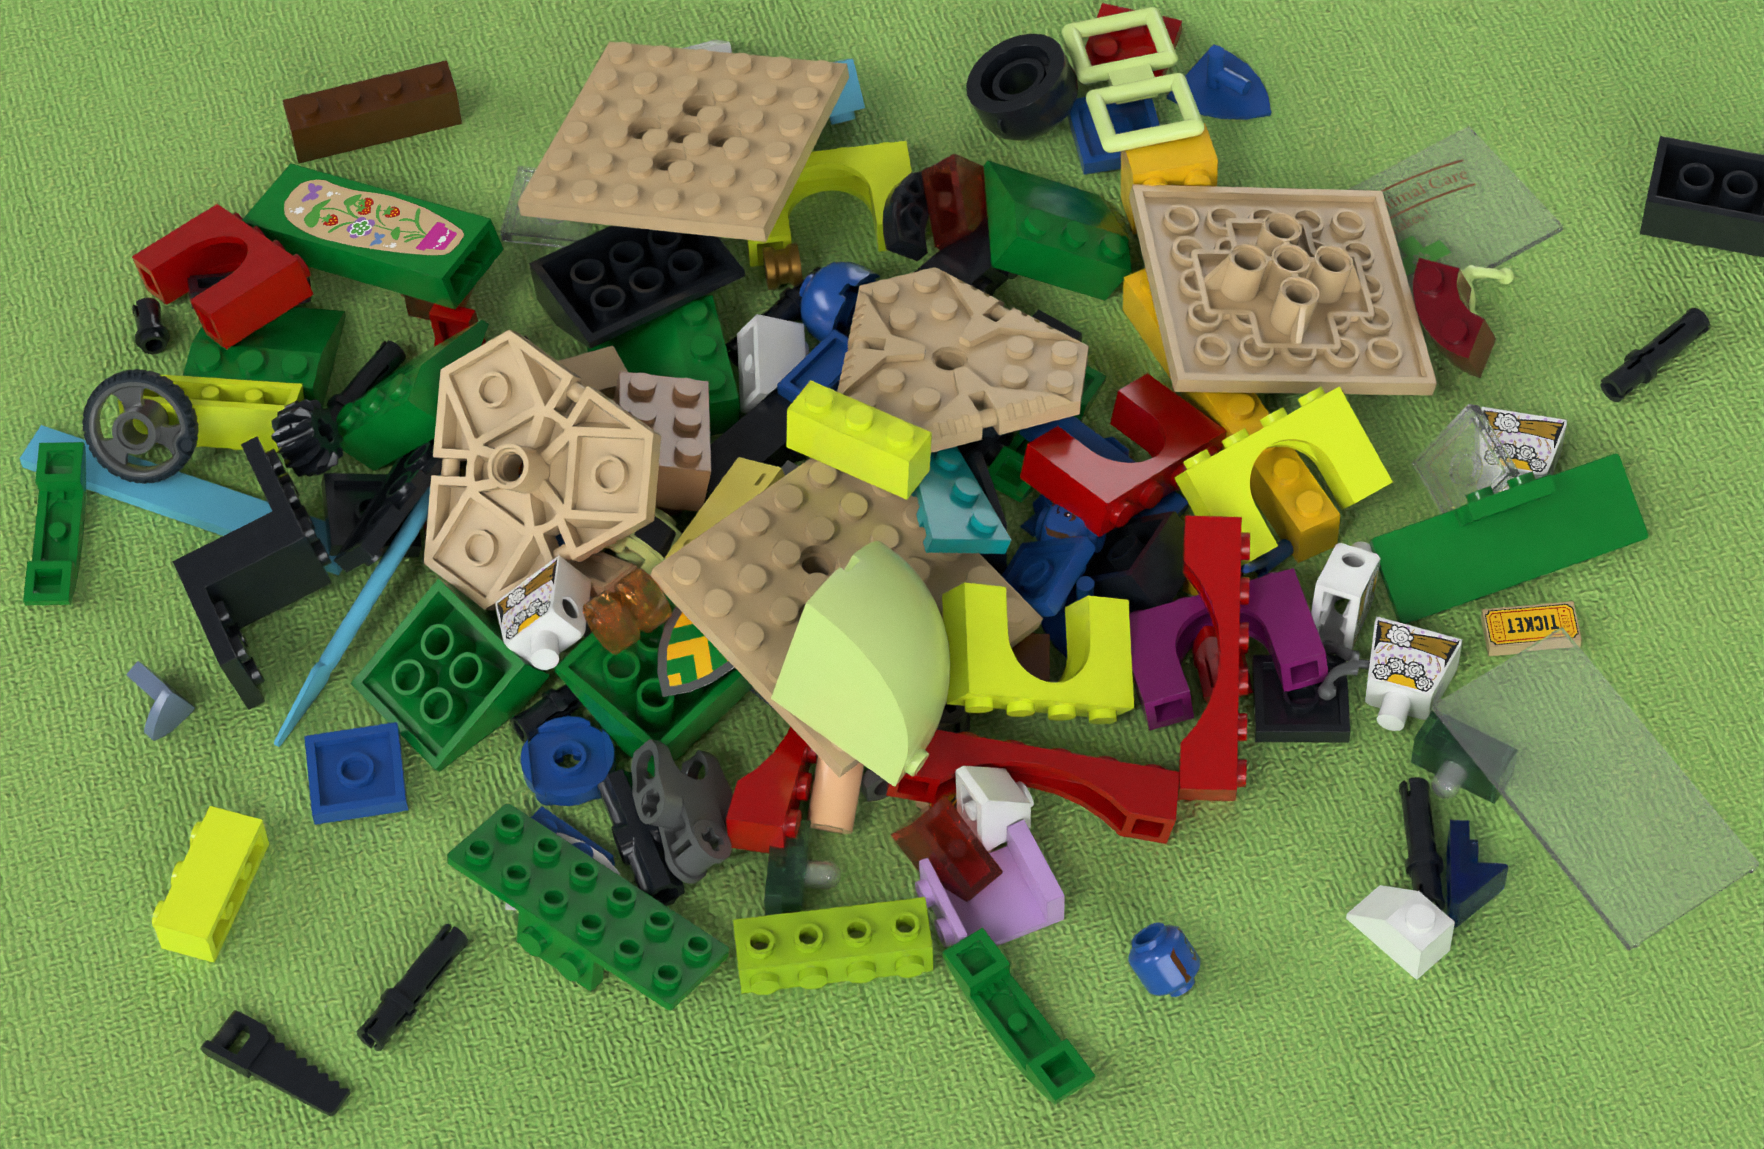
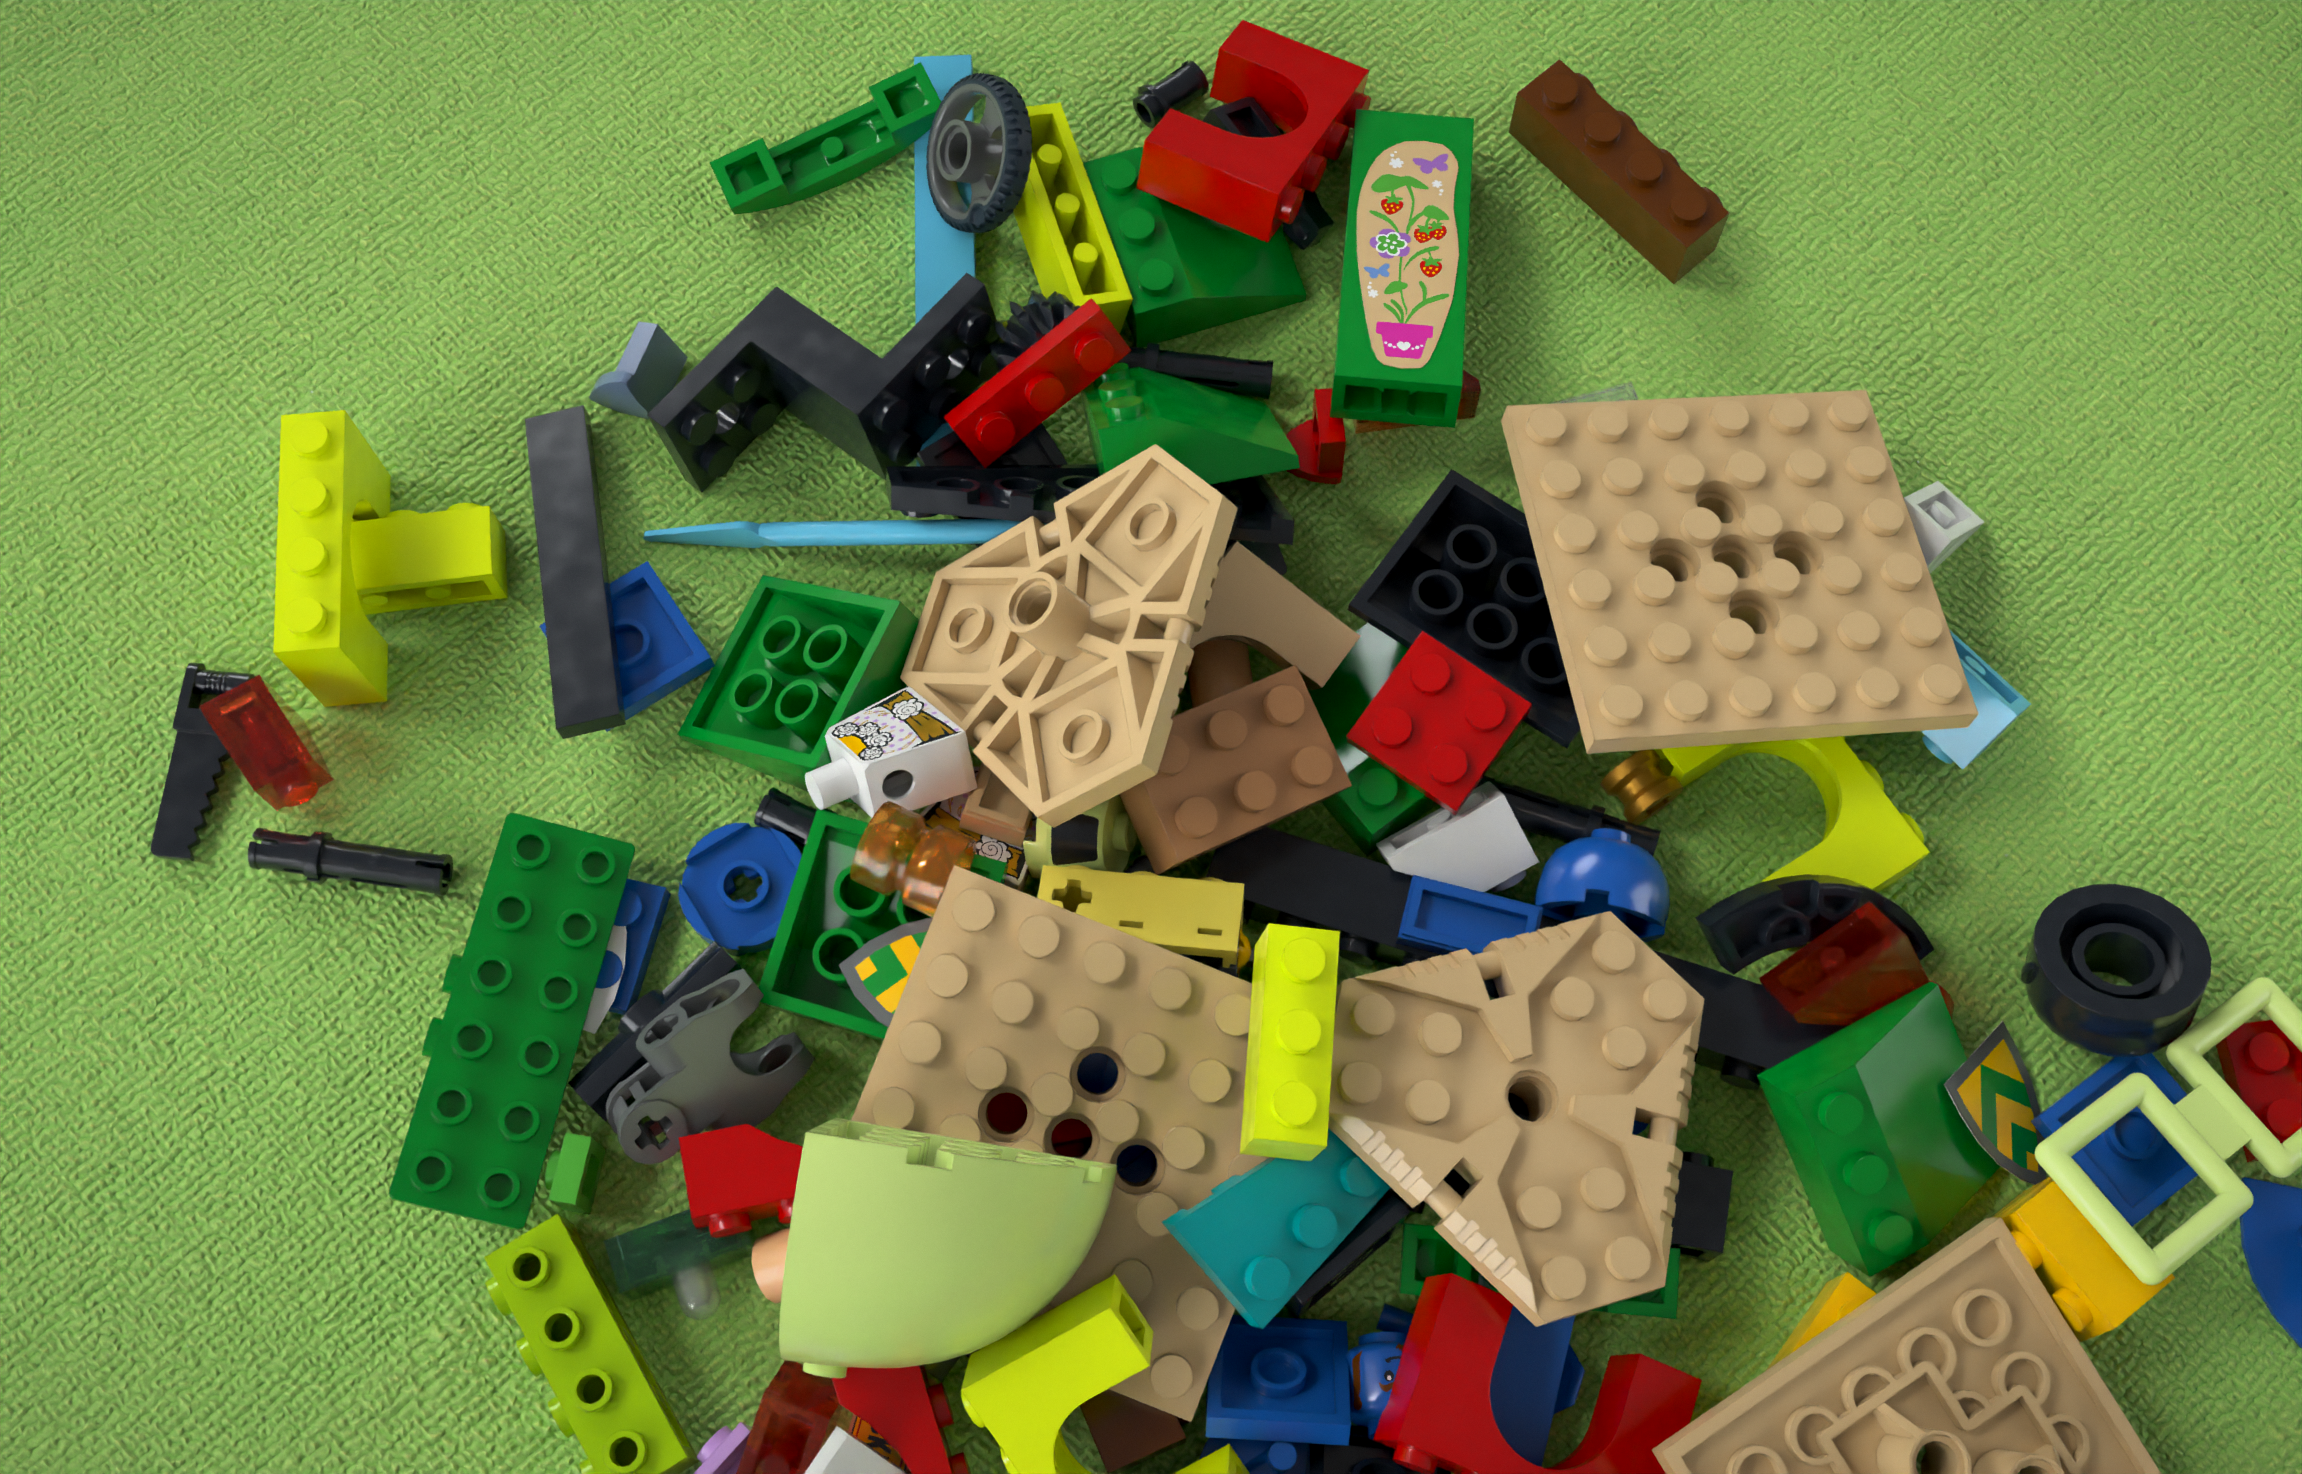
camera: 65 degrees right, 15 degrees up
(247, 908) = (318, 620): none -> neon yellow arch
(284, 776) = (574, 573): none -> black tile
(305, 996) = (268, 743): none -> clear red slope
(337, 446) = (1038, 383): none -> red plate
(693, 326) = (1438, 722): none -> red plate
(708, 914) = (575, 1173): none -> bright green plate
(1068, 178) = (1999, 1103): none -> sticker

